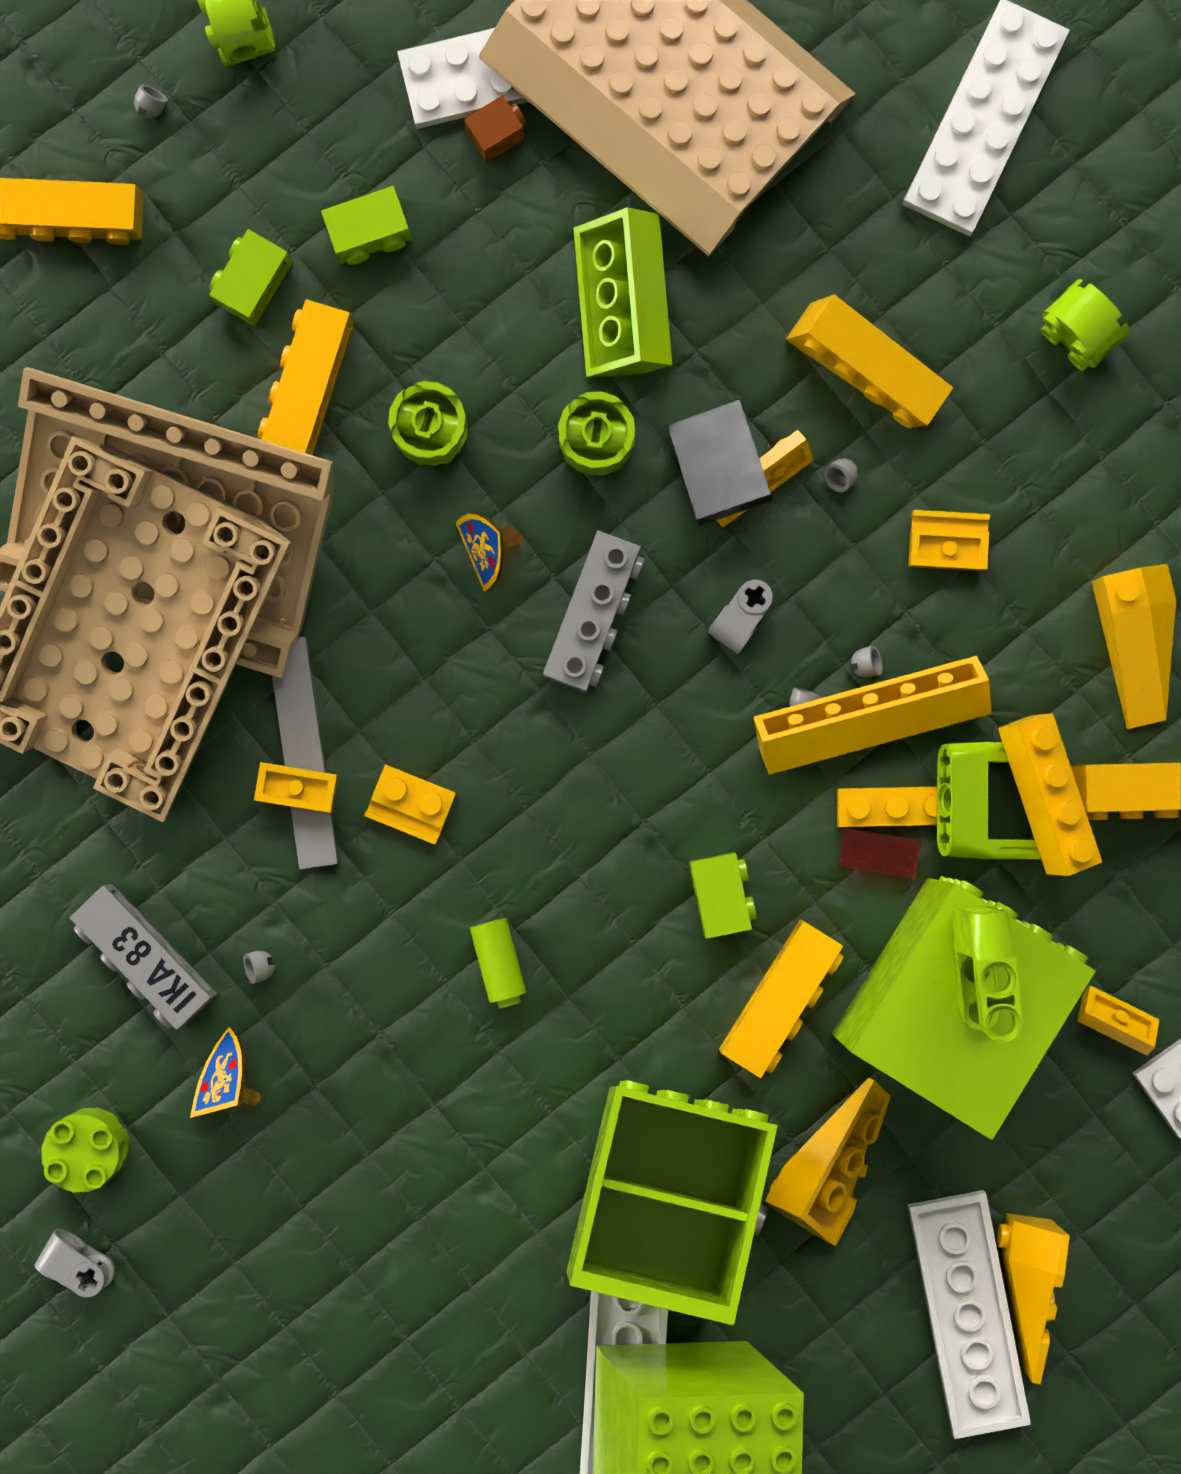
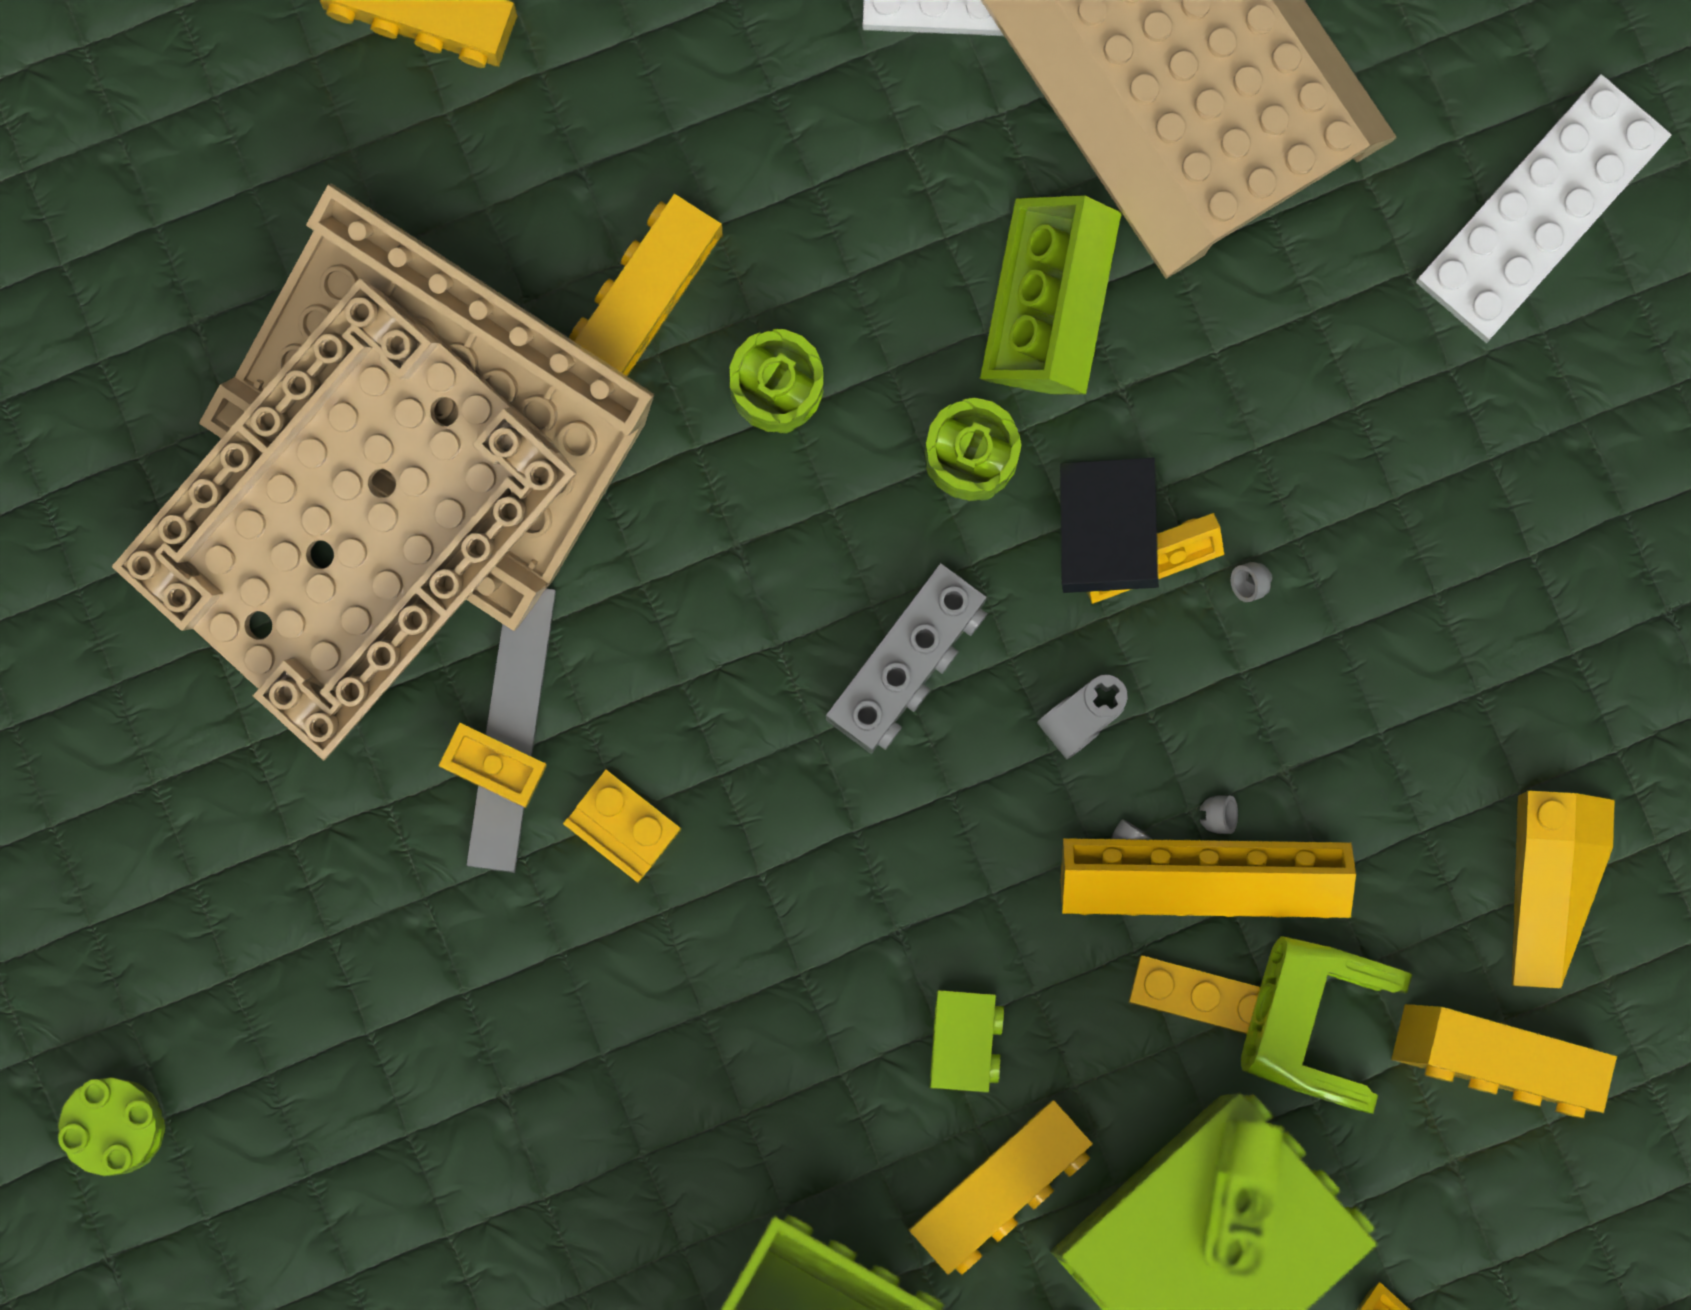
camera: 10 degrees right, 5 degrees down
(70, 1261) = (50, 1255): light grey piece -> none
(142, 956) = (249, 916): light grey brick -> none
(223, 1079) = (302, 1089): shield -> none
(250, 277) = (615, 148): lime brick -> none
(257, 966) = (382, 967): light grey hinge -> none
(367, 226) = (771, 128): lime brick -> none
(486, 545) = (802, 544): shield -> none
(495, 128) = (957, 56): dark orange brick -> none
(498, 962) = (672, 1045): lime brick -> none
(869, 361) = (1322, 457): yellow wedge -> none
(879, 853) = (1168, 1047): clear red plate -> none
(949, 540) = (1358, 696): yellow plate -> none
(1050, 795) = (1390, 1032): yellow brick -> none
(1084, 324) = (1590, 486): lime brick -> none

